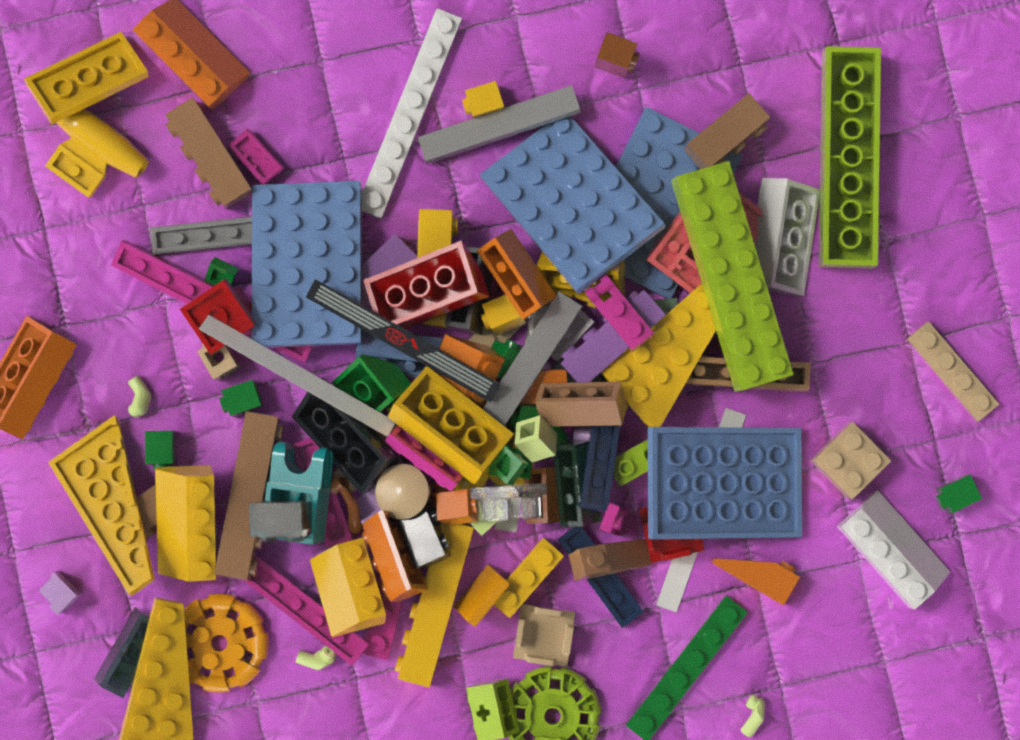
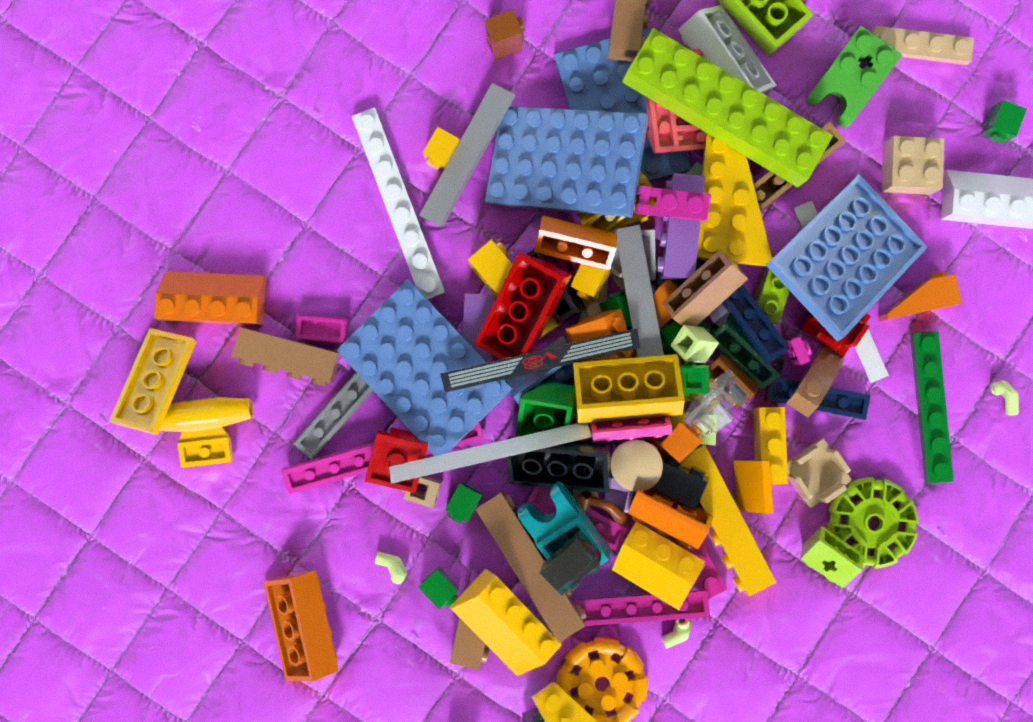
camera: 40 degrees left, 0 degrees up
(103, 491) = (428, 656): yellow wing -> none
(219, 270) = (368, 428): green plate -> none
(861, 348) = (849, 81): none -> bright green brick

